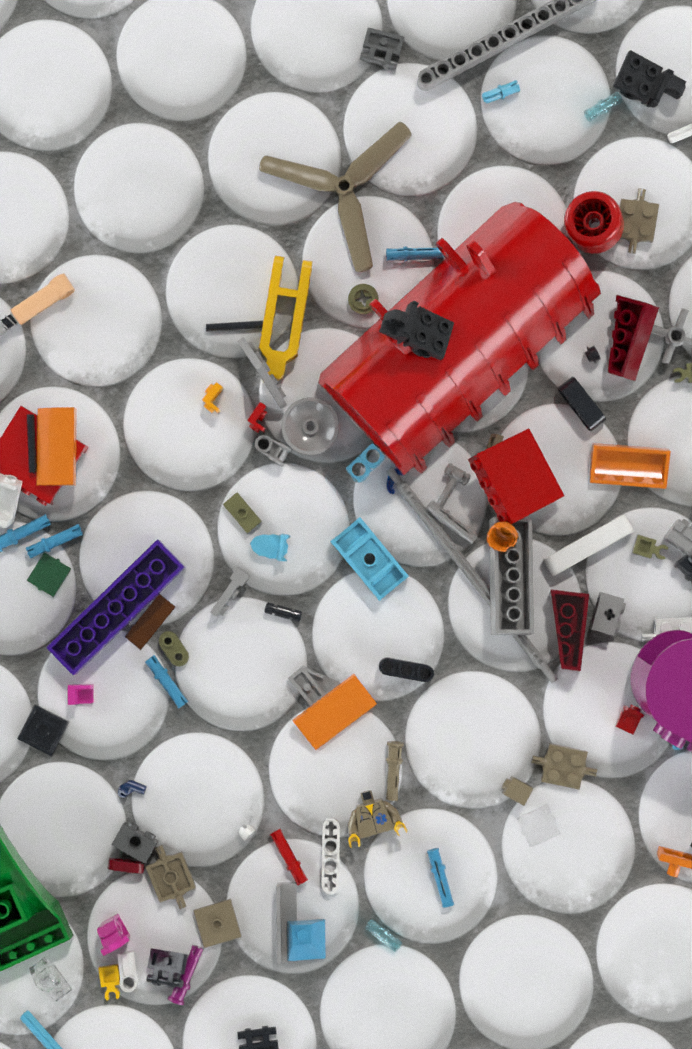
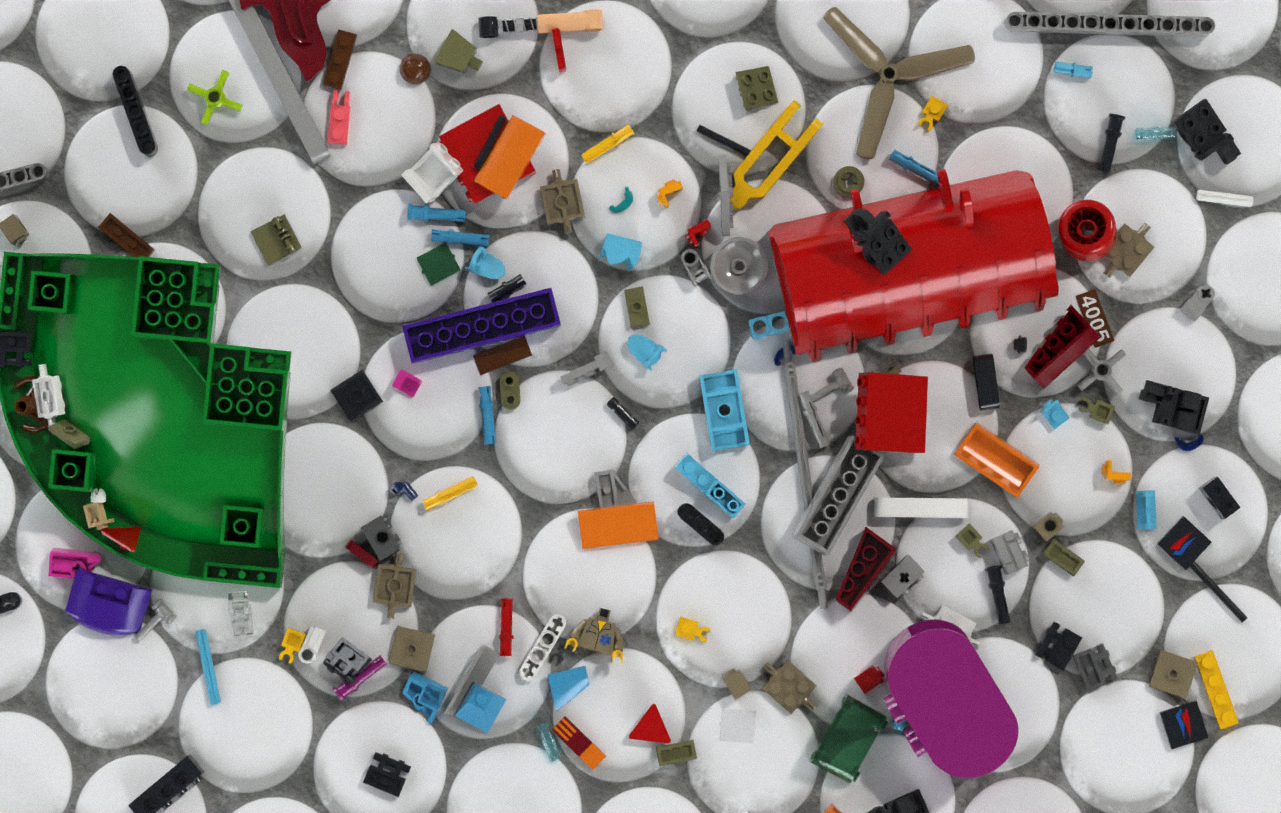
camera: 25 degrees right, 0 degrees up
(44, 326) = (559, 50): none -> red tile
(89, 551) = (486, 264): none -> medium azure piece
(112, 934) = (318, 604): dark pink piece -> none
(120, 561) = (506, 288): none -> black pin
(125, 458) = (562, 201): none -> dark tan plate
(136, 385) = (608, 143): none -> yellow axle
(173, 767) = (450, 493): none -> yellow axle
(180, 430) = (625, 203): none -> teal piece
(199, 471) = (621, 249): none -> medium azure piece
(236, 263) = (756, 87): none -> olive hinge
(246, 831) = (482, 584): white hinge -> none
(251, 956) = (425, 694): none -> dark azure slope
(370, 876) = (567, 685): none -> dark azure slope
(394, 631) = (709, 485): none -> medium azure slope
(394, 761) = (644, 597): dark tan pin -> none
(401, 195) = (933, 110): none -> yellow plate
(409, 921) = (578, 742): none -> tile
(446, 897) = (622, 741): dark azure pin -> none
(448, 766) = (688, 629): none -> yellow plate
(465, 872) = (651, 727): none -> red piece
(499, 881) = (676, 753): none -> olive plate
(502, 536) = (849, 455): orange hair -> none
(566, 127) = (1113, 133): none -> black pin
(637, 290) = (1094, 315): none -> reddish brown sticker
(642, 782) = (848, 739): none -> clear green windscreen
(655, 397) = (1054, 413): none -> medium azure bracket

